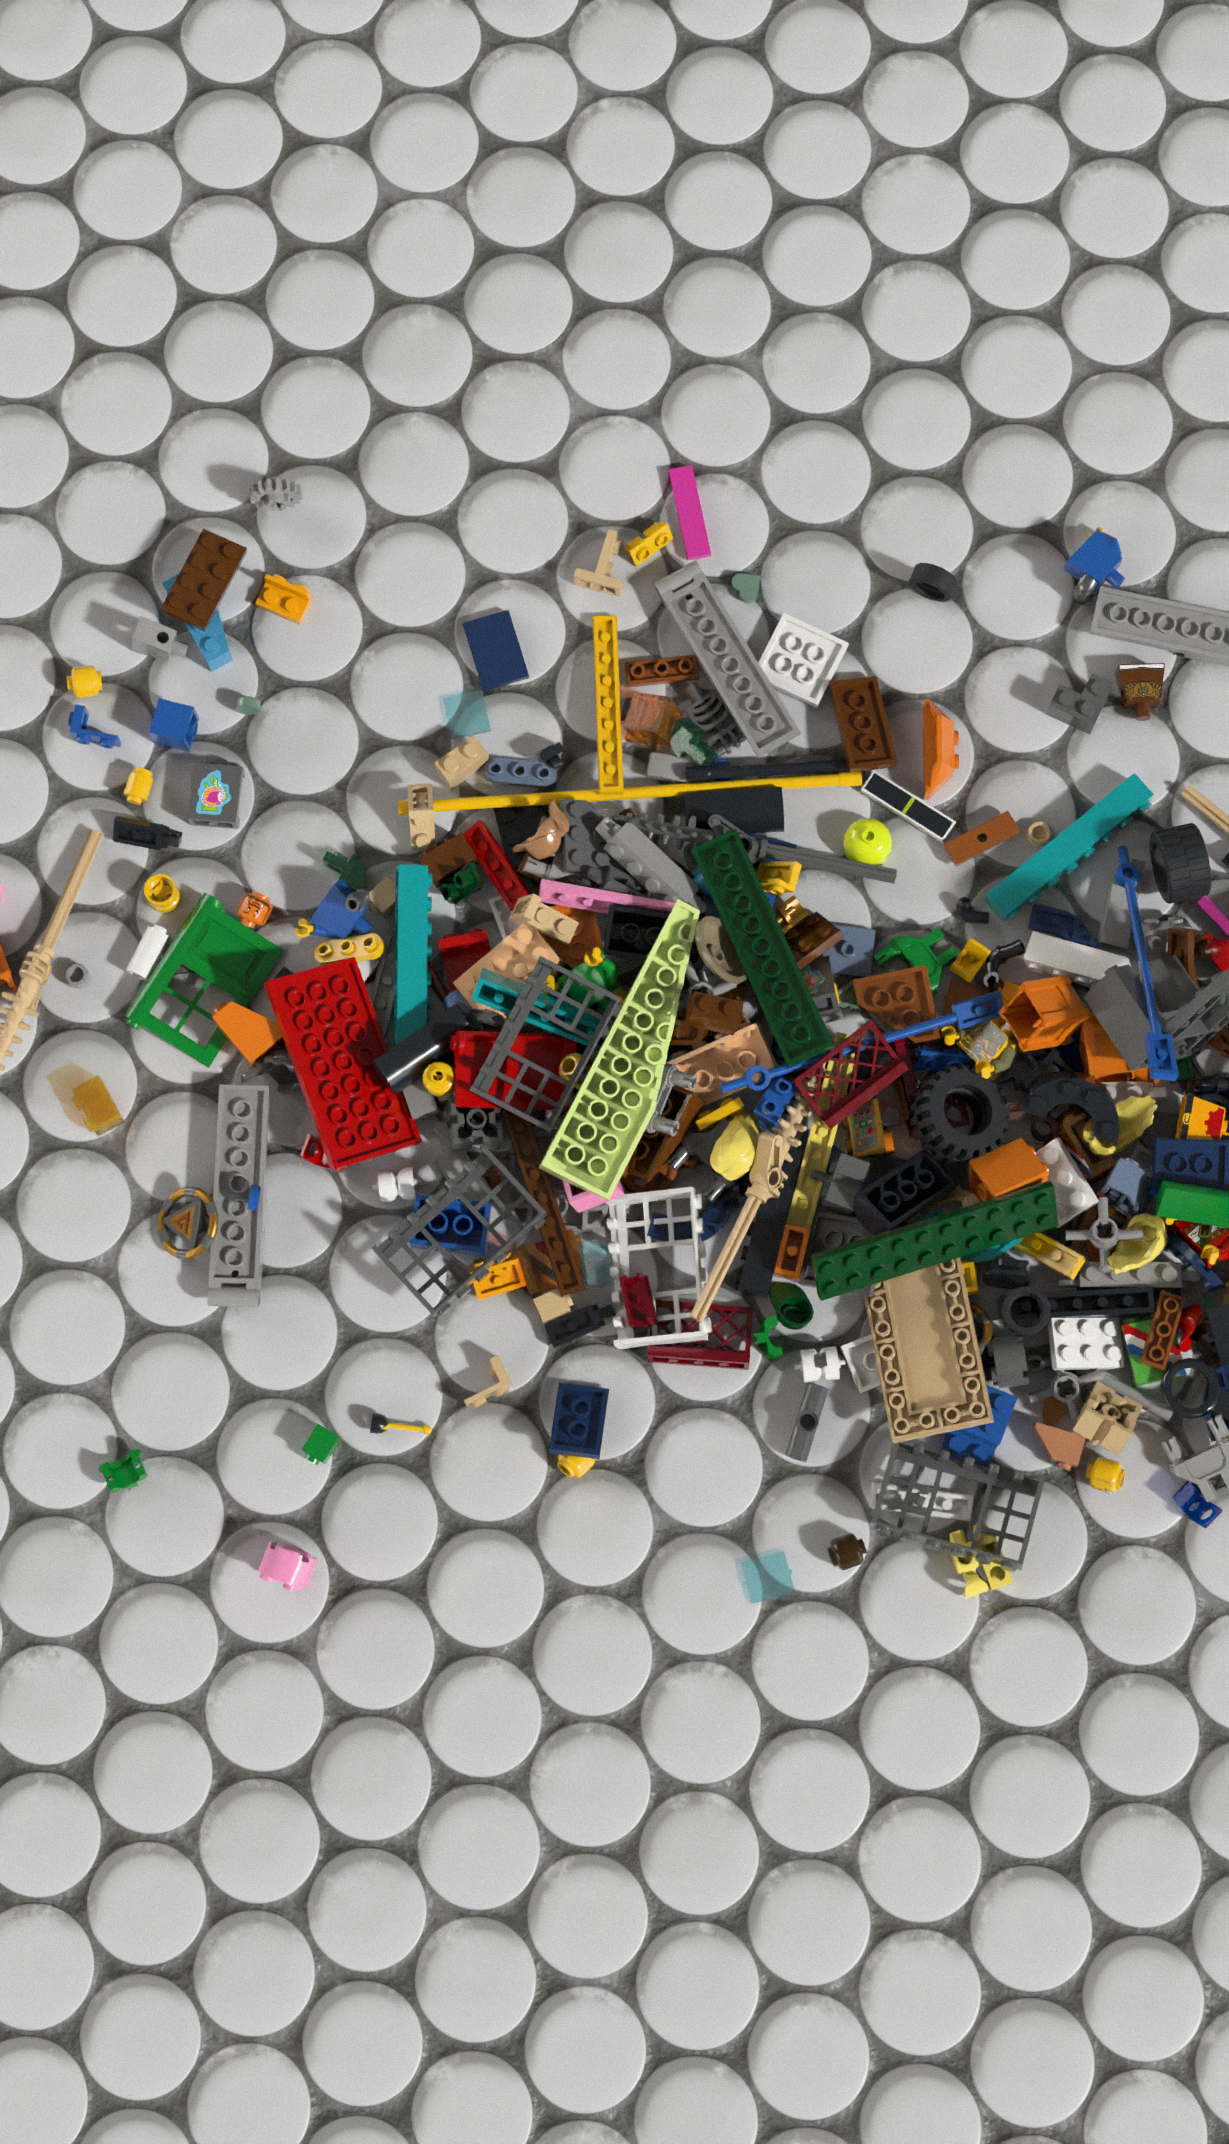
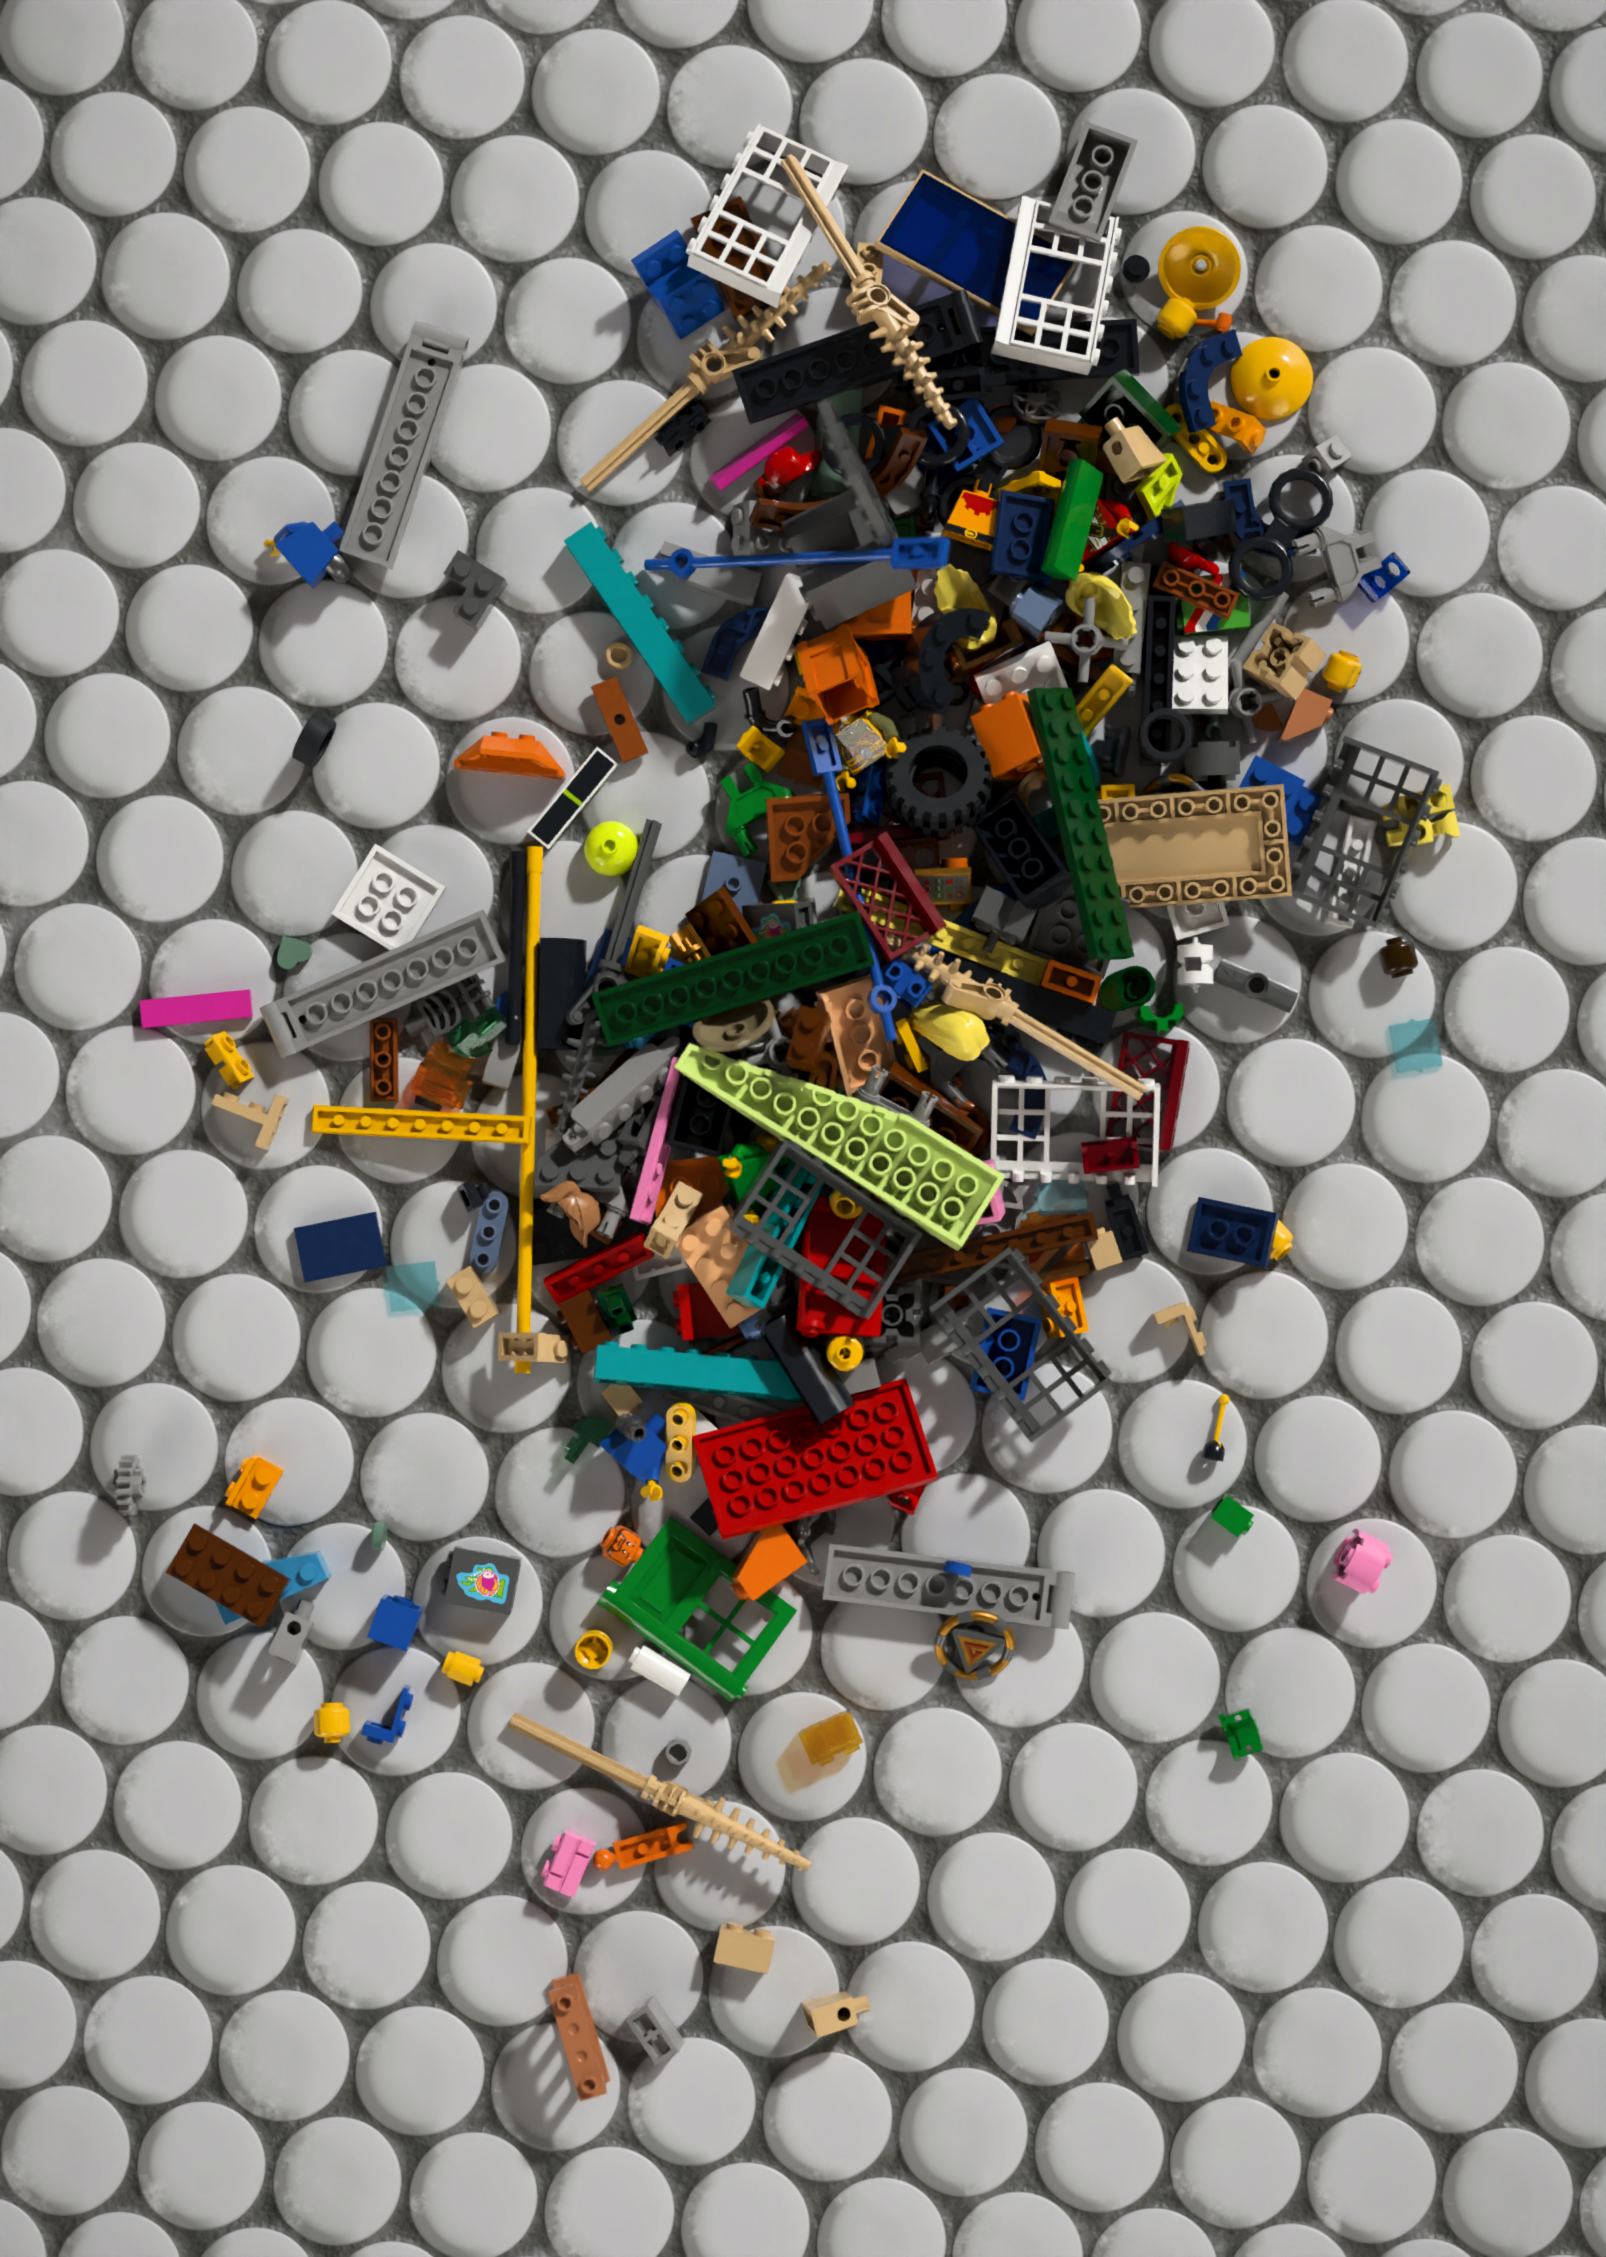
camera: 90 degrees left, 10 degrees up
(144, 834) = (520, 1664): black hinge -> none
(391, 1185) = (953, 1409): white wheel -> none
(862, 724) = (474, 838): reddish brown plate -> none
(1140, 687) = (461, 520): reddish brown torso -> none
(1180, 863) = (676, 502): black tyre -> none

